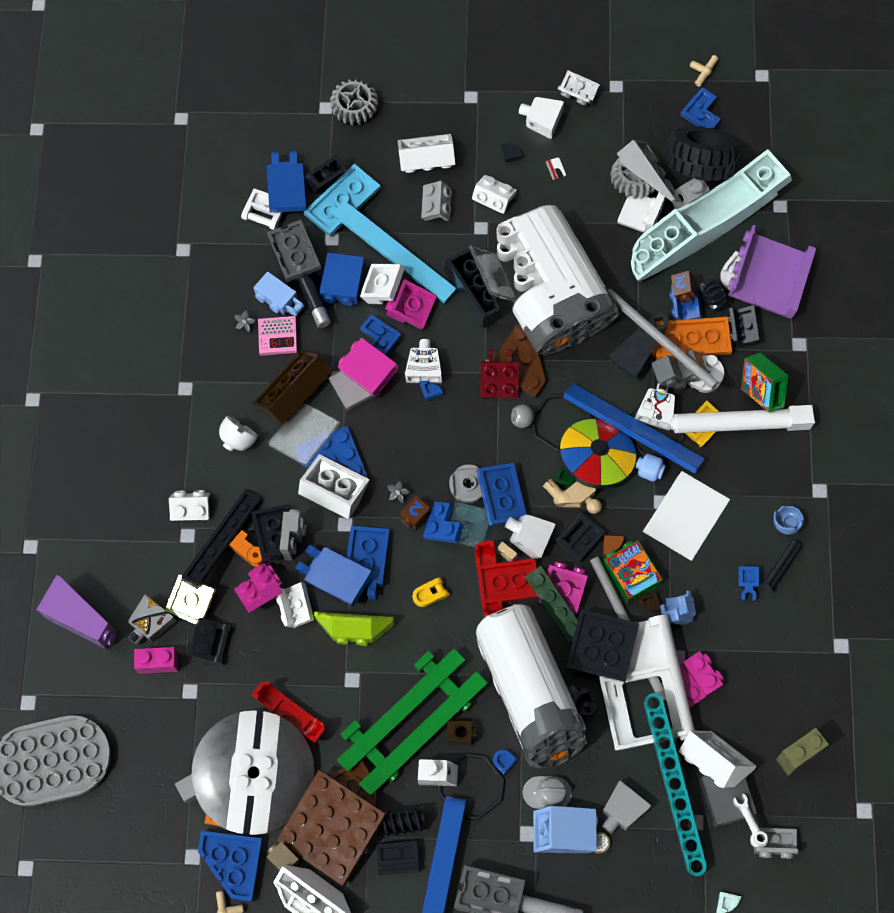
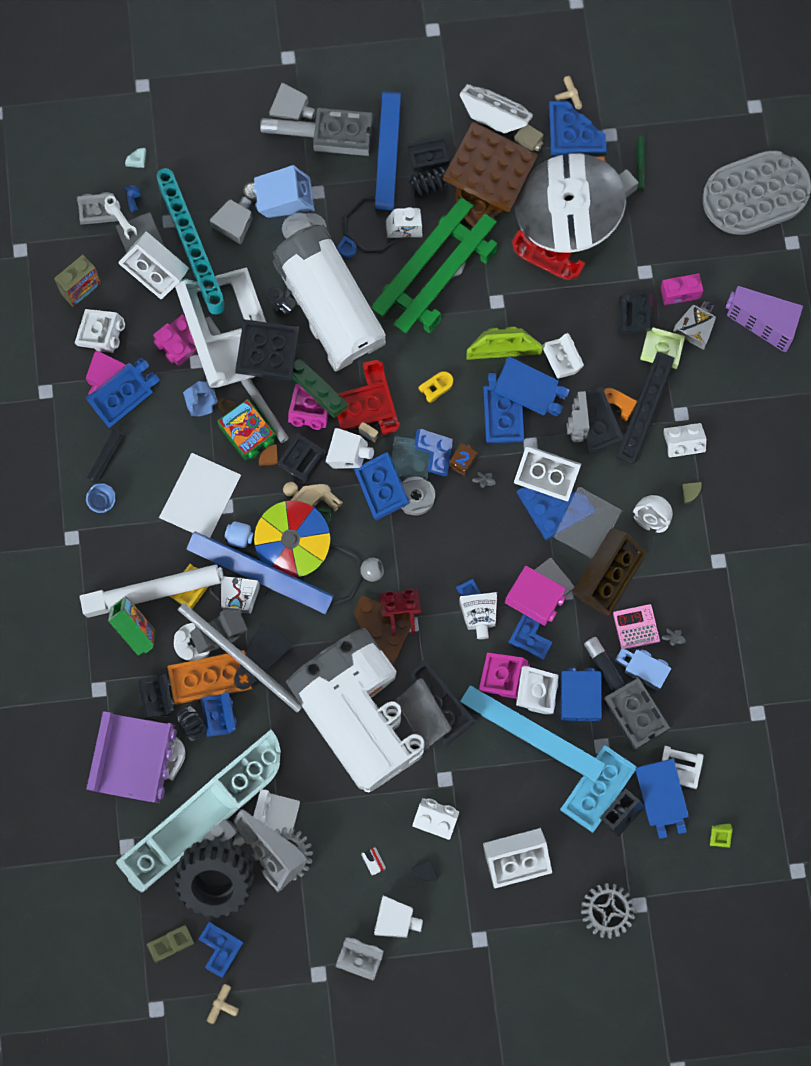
camera: 165 degrees right, 5 degrees up
(166, 816) = (640, 162): none -> dark green bar
(195, 455) = (691, 491): none -> olive tile
(240, 151) = (721, 835): none -> lime slope
(260, 588) = (599, 364): dark pink plate -> none
(436, 201) = (496, 800): light grey bracket -> none
(454, 726) = (392, 256): dark brown brick -> none
(684, 286) = (221, 724): reddish brown brick -> none
(734, 857) = (132, 193): none -> blue plate
(746, 122) = (170, 943): none -> olive slope
(748, 578) = (135, 437): blue plate -> none
(758, 626) = (122, 392): none -> blue tile
(777, 650) = (101, 370): none -> dark pink torso
(780, 699) = (100, 330): none -> white plate

